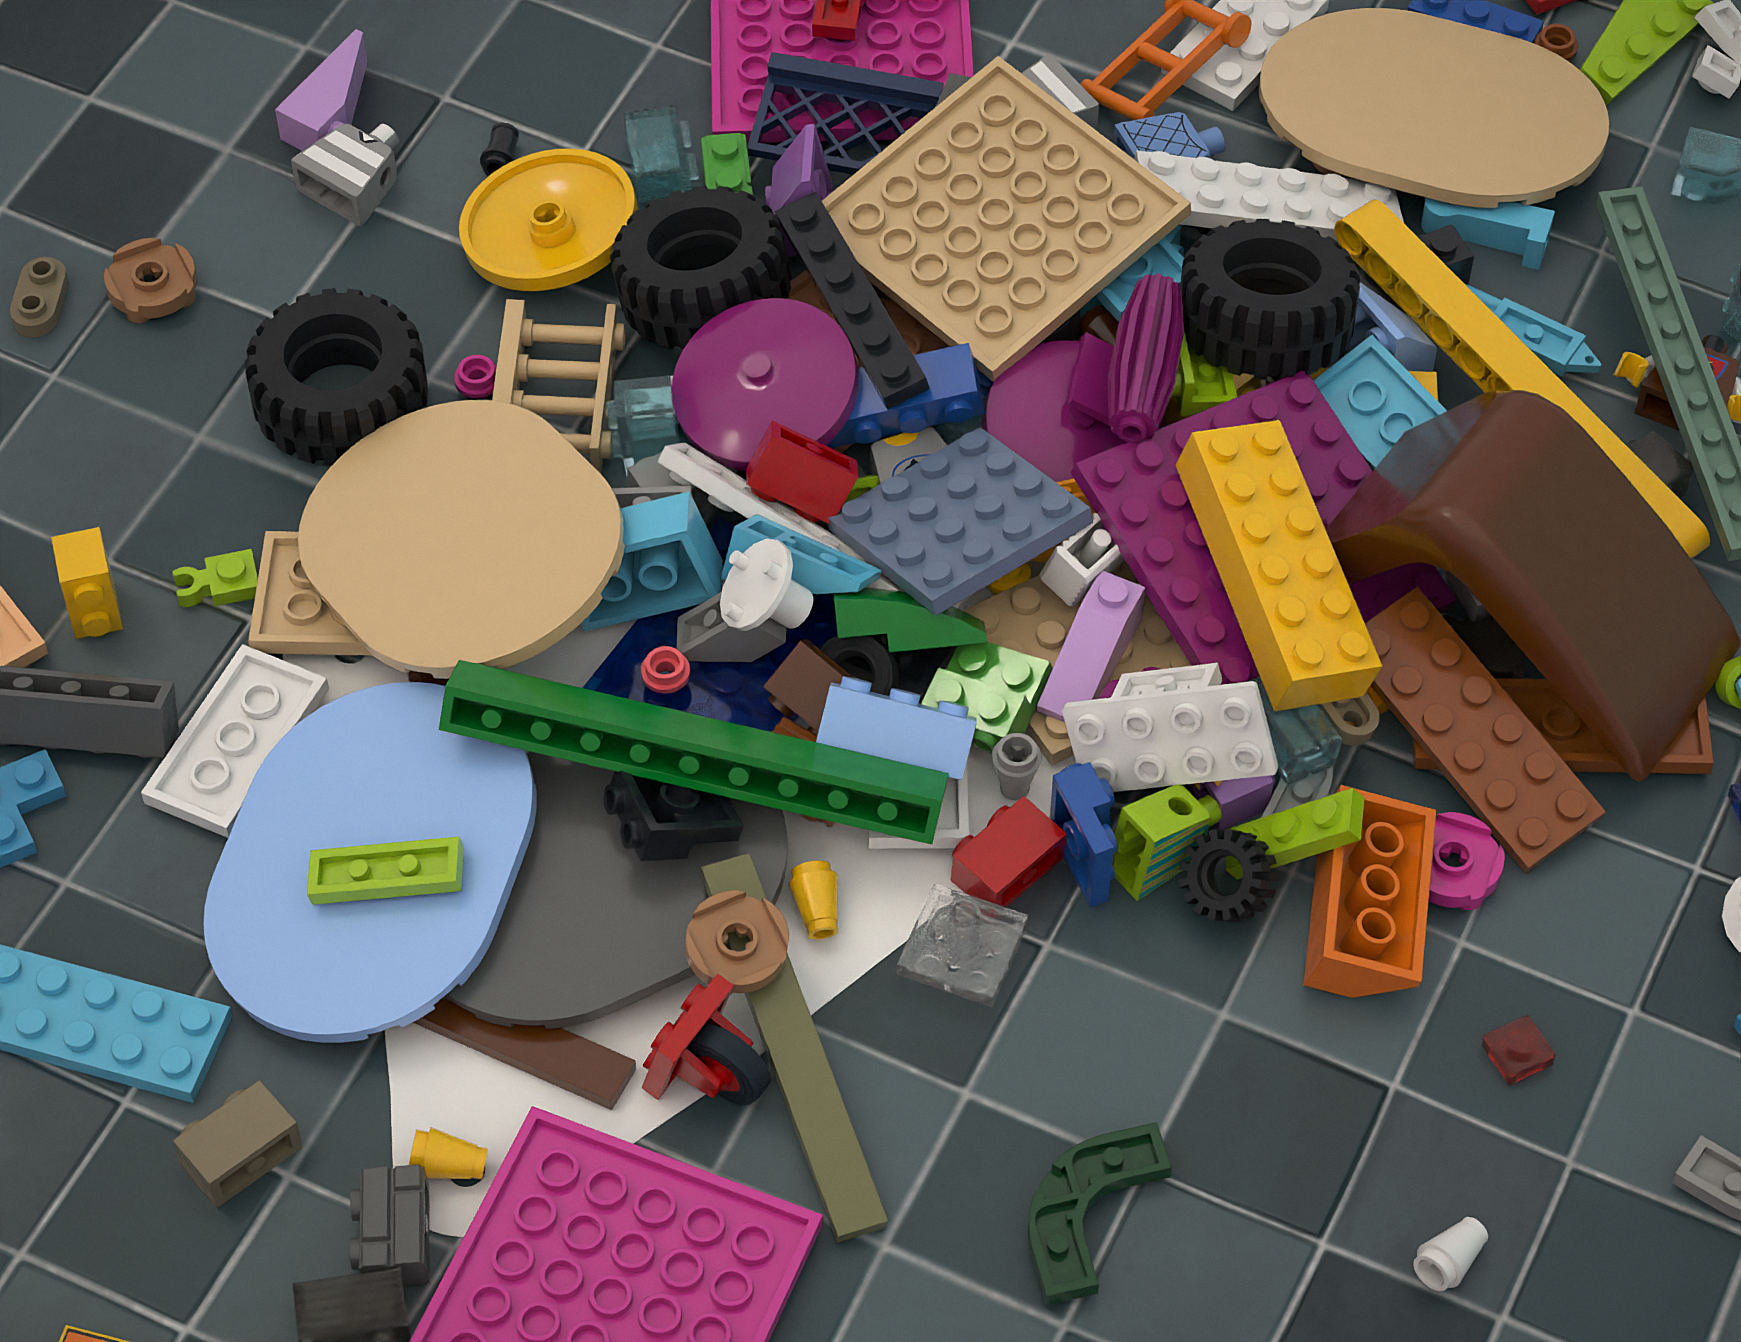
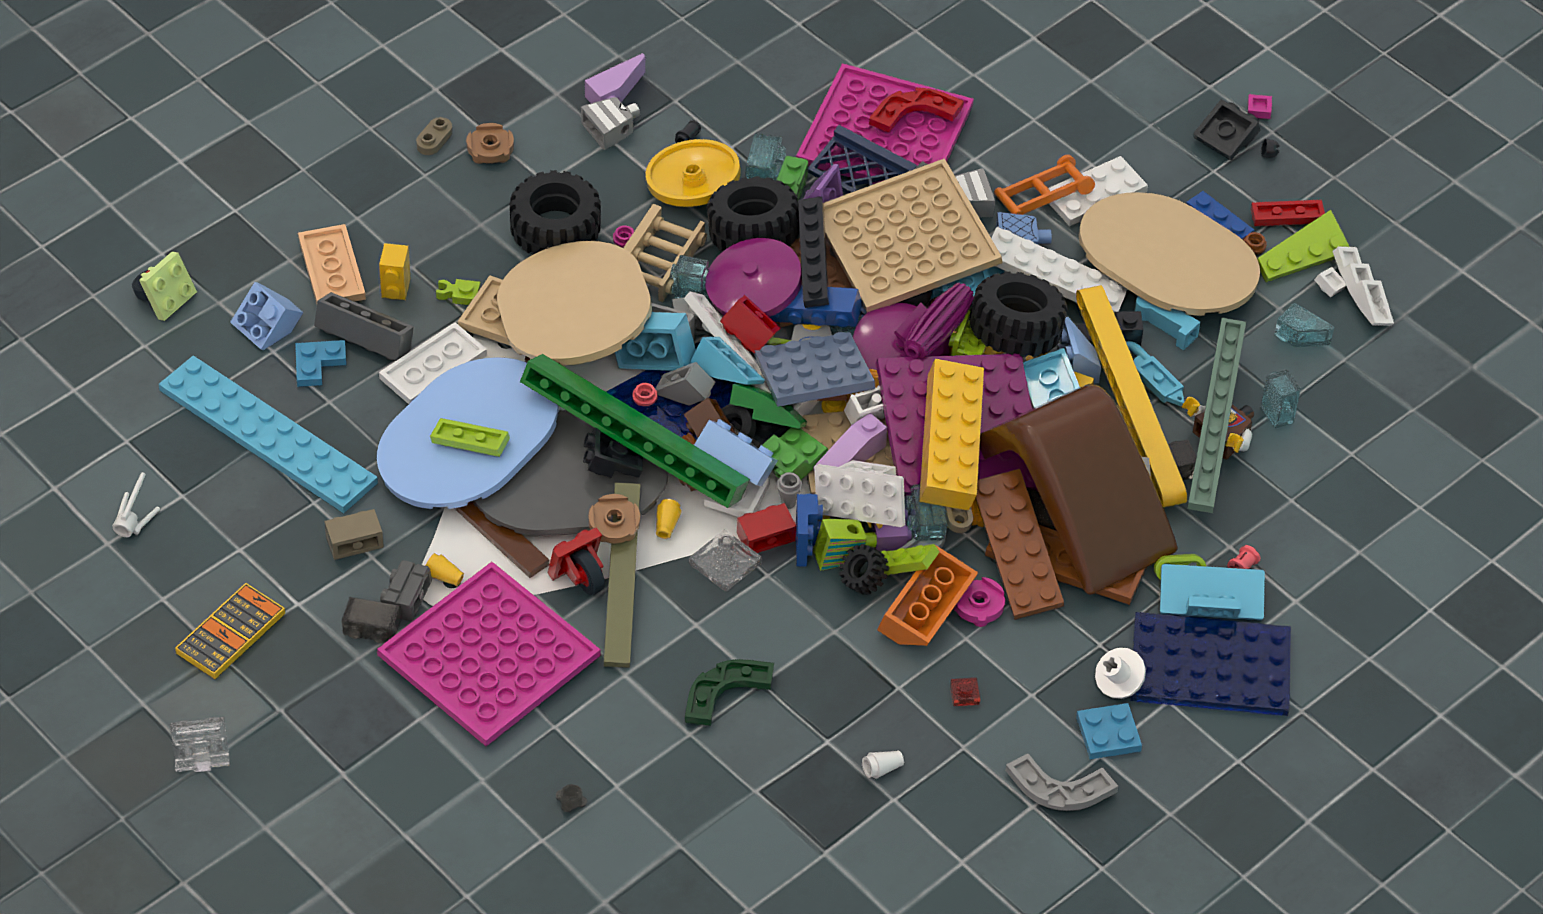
camera: 20 degrees right, 5 degrees down
(762, 588) = (701, 368): white piece -> none

